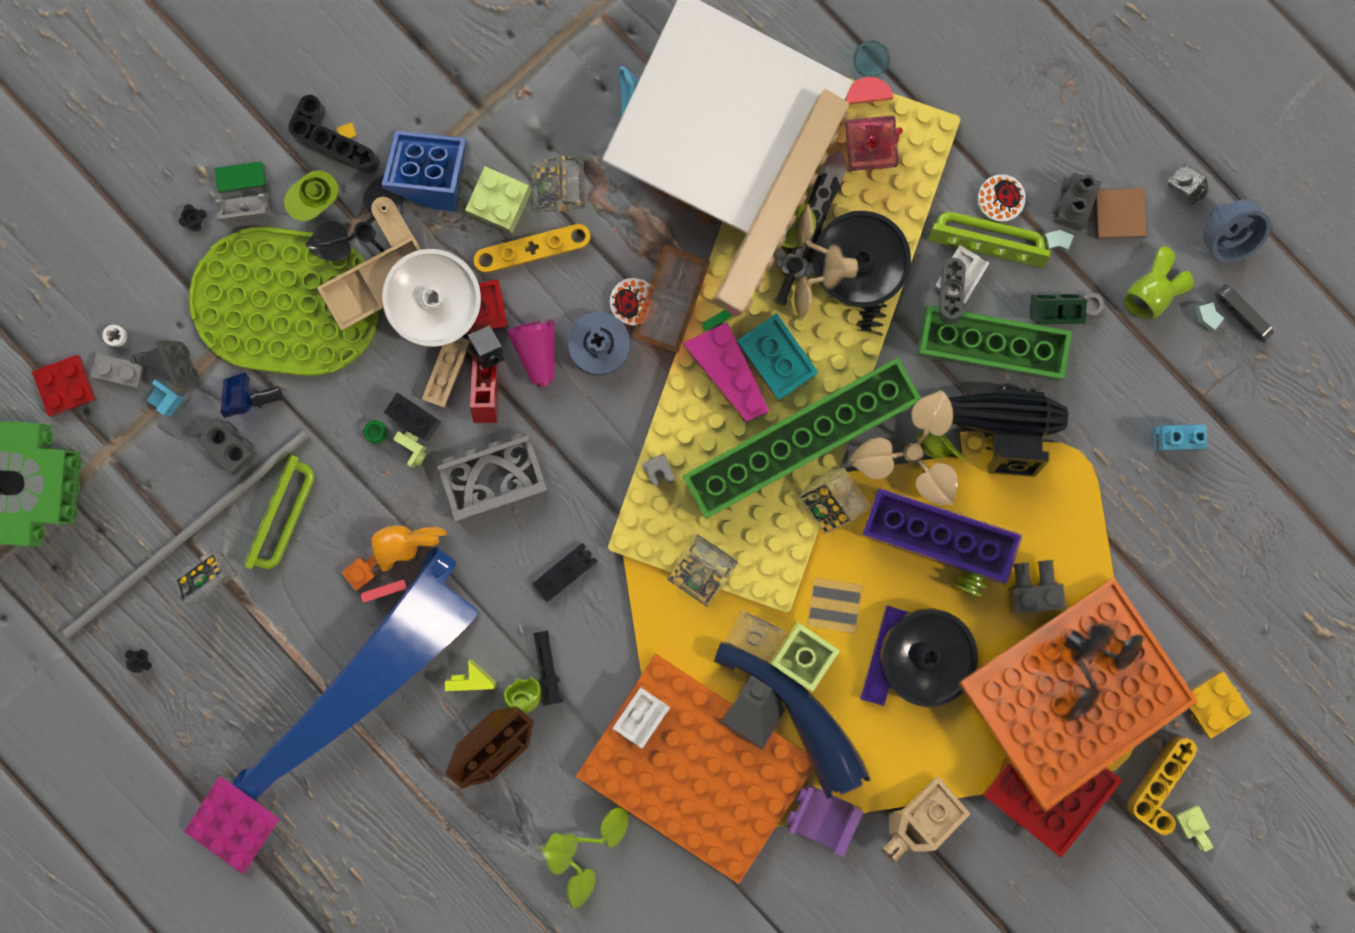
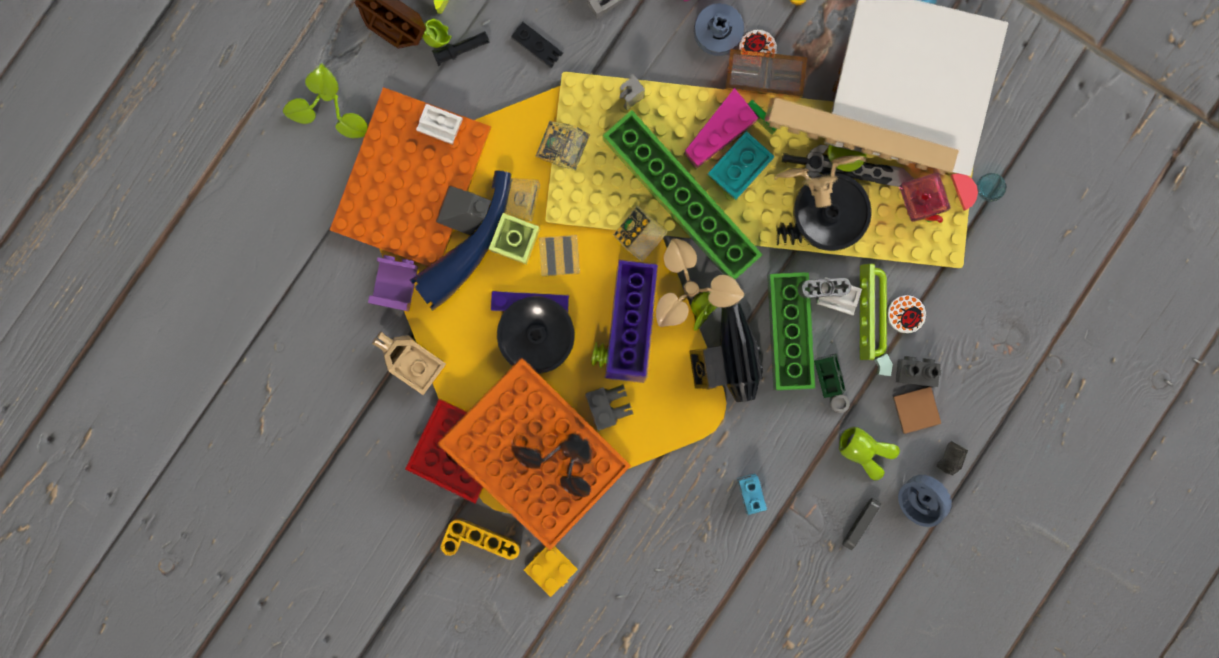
camera: 80 degrees right, 0 degrees up
(974, 442) = (711, 335): yellow plate -> none
(1193, 825) = (453, 572): yellowish green plate -> none
(1208, 316) = (852, 496): light aqua piece -> none

